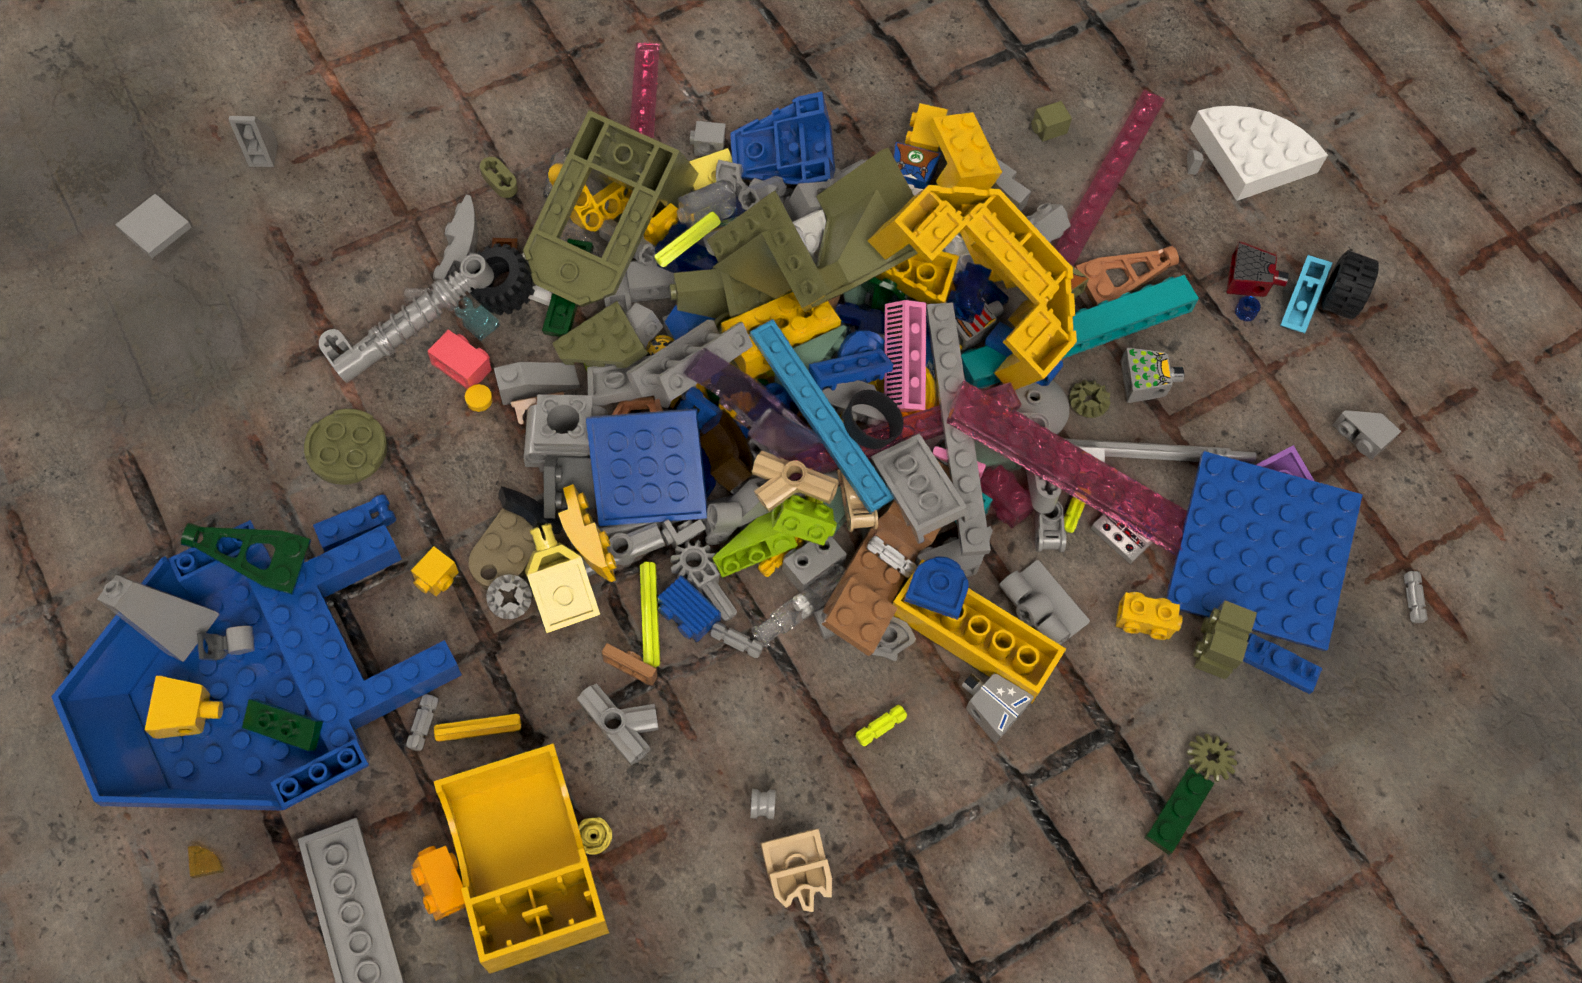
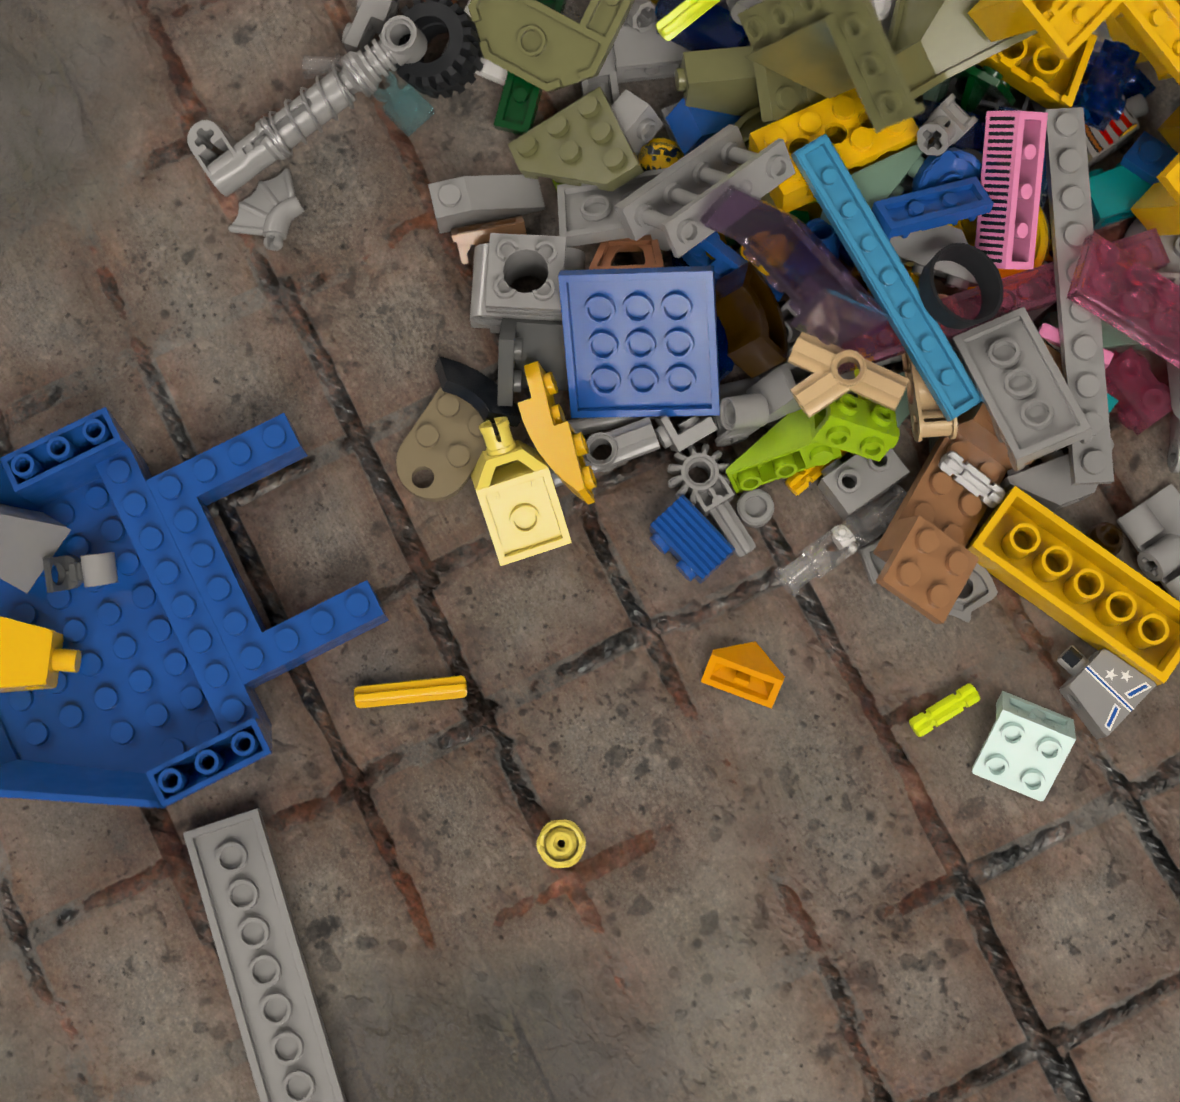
camera: 10 degrees right, 15 degrees up
(203, 862) = (65, 854): clear yellow tile -> none
(282, 724) = (158, 685): dark green plate -> none
(285, 563) = (155, 466): dark green plate -> none
(345, 447) = (228, 289): olive tile -> none
(354, 523) = (242, 401): blue plate -> none
(377, 392) = (269, 211): none -> light grey arm
(422, 722) = (338, 682): light grey axle -> none
(434, 572) = (351, 477): yellow brick -> none
(439, 880) = (363, 892): light orange brick -> none
(459, 359) = (381, 166): coral brick -> none
(478, 398) = (406, 223): yellow tile -> none
(521, 859) = (470, 883): yellow piece -> none
(522, 594) = (448, 496): light grey gear -> none
(630, 664) = (611, 613): medium nougat plate -> none
(632, 720) = (614, 692): light grey piece -> none
(649, 609) = (638, 544): neon yellow axle -> none
(730, 704) = (745, 673): none -> light orange slope
(736, 586) = (755, 508): none -> light grey tile
(736, 639) = (754, 583): light grey axle -> none
(763, 804) = (783, 812): light grey wheel -> none
(797, 868) = (827, 899): tan plate -> none
(858, 314) = (946, 125): none -> light grey connector
(939, 587) = (1037, 527): blue tile -> none
(941, 750) = (1025, 747): none -> light aqua bracket
(993, 595) = (1106, 536): none -> dark brown plate

